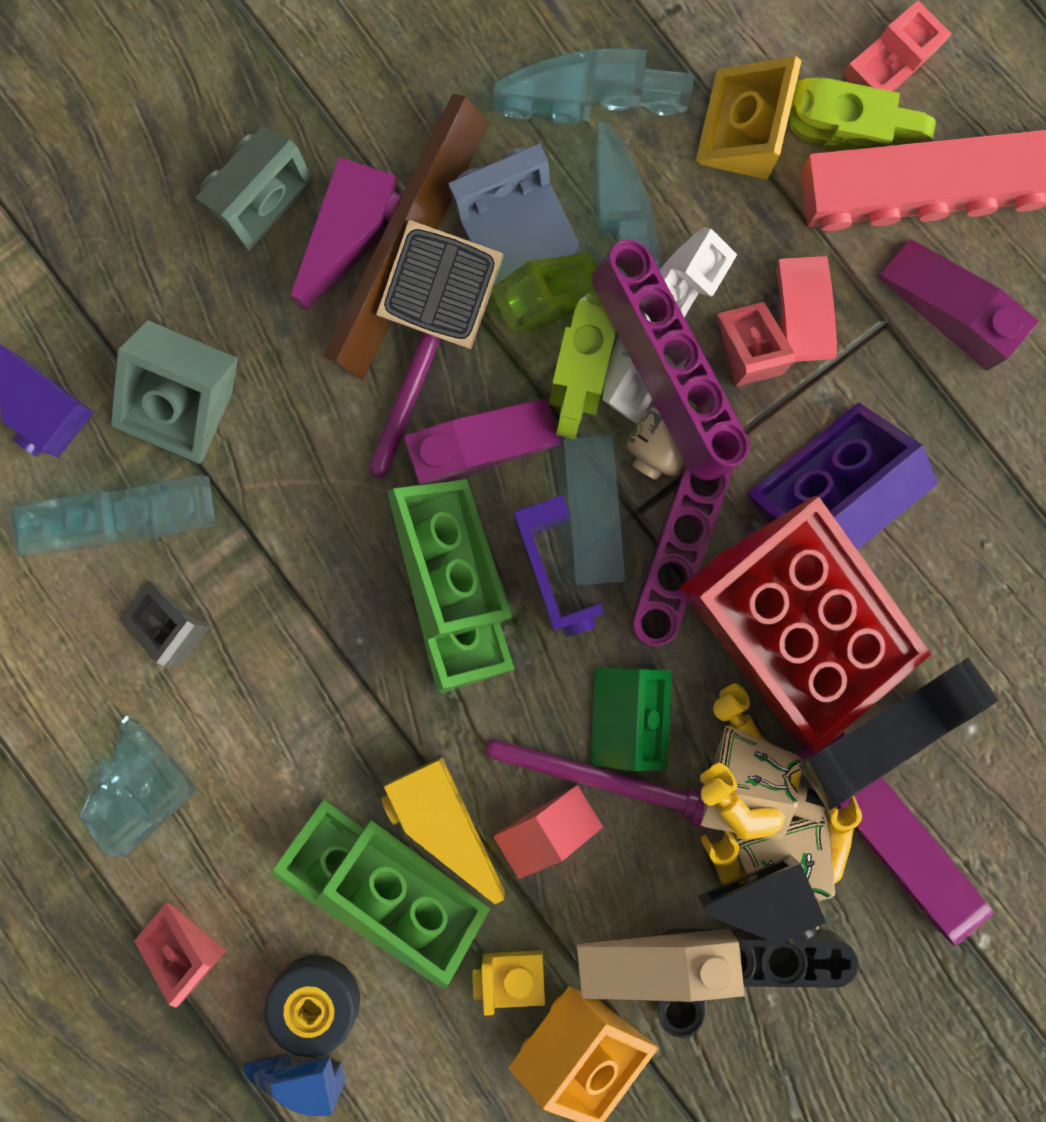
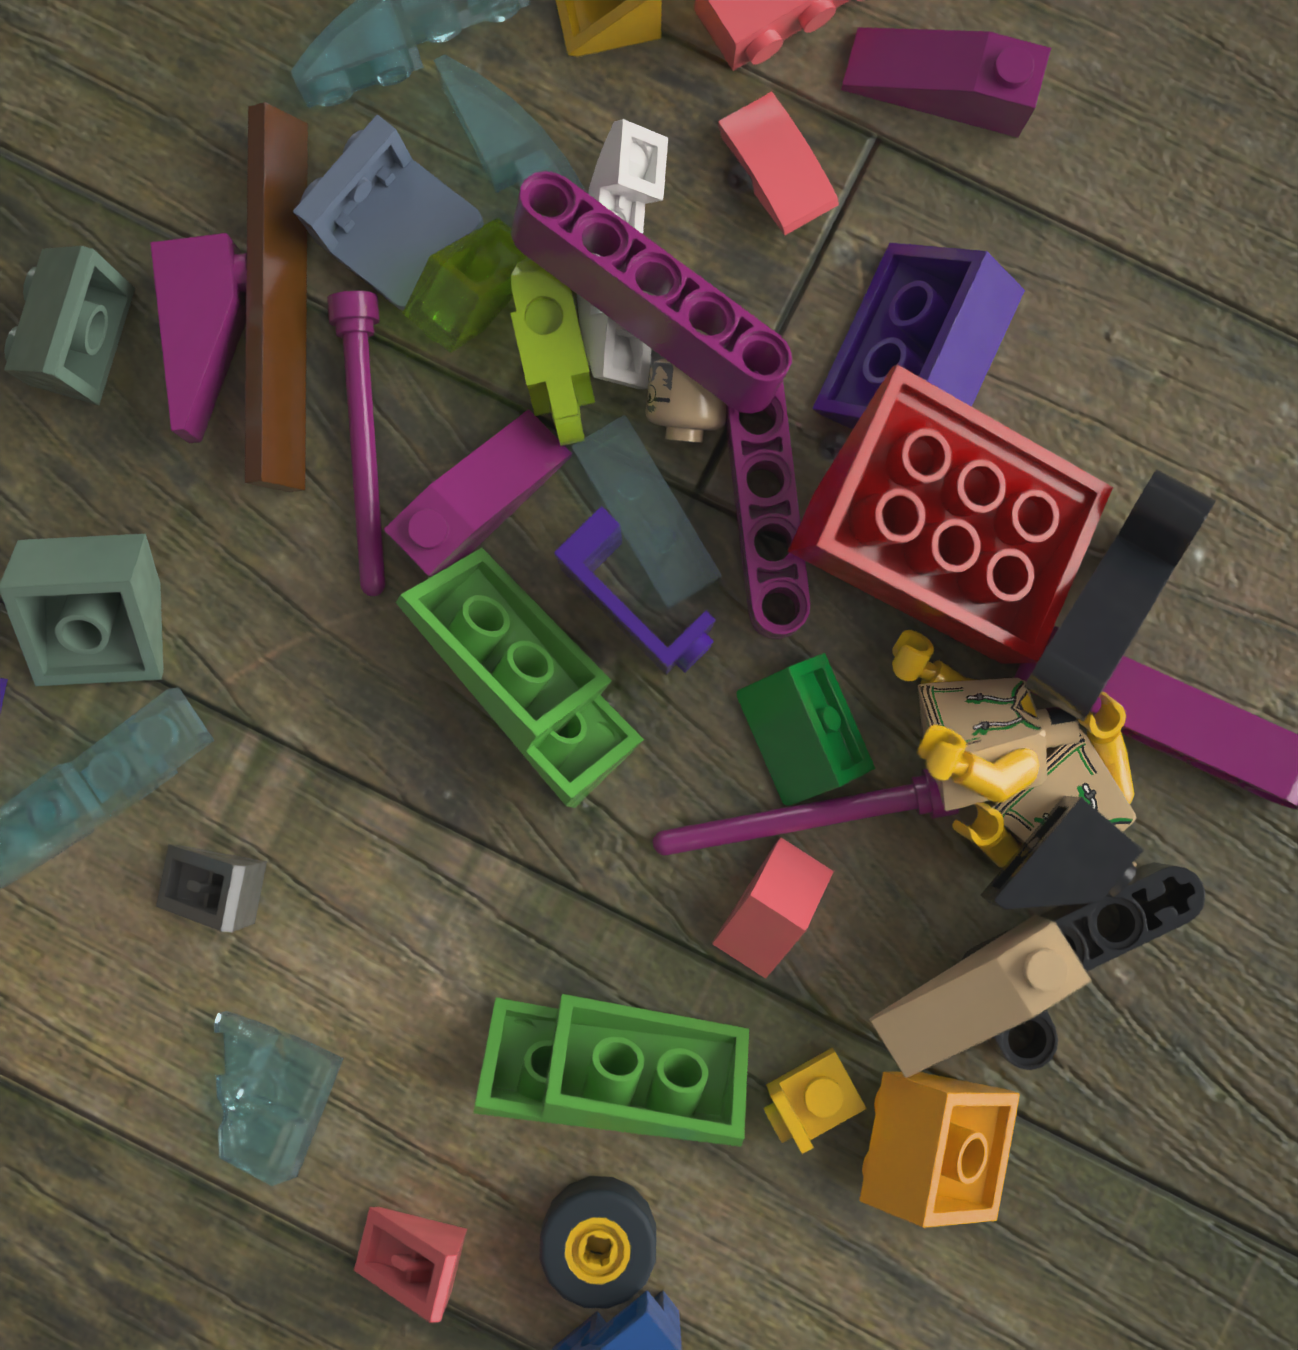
camera: 30 degrees left, 0 degrees up
(438, 820) = (642, 957): yellow slope -> none
(440, 284) = (340, 334): tile -> none
(754, 344) = (738, 232): coral slope -> none

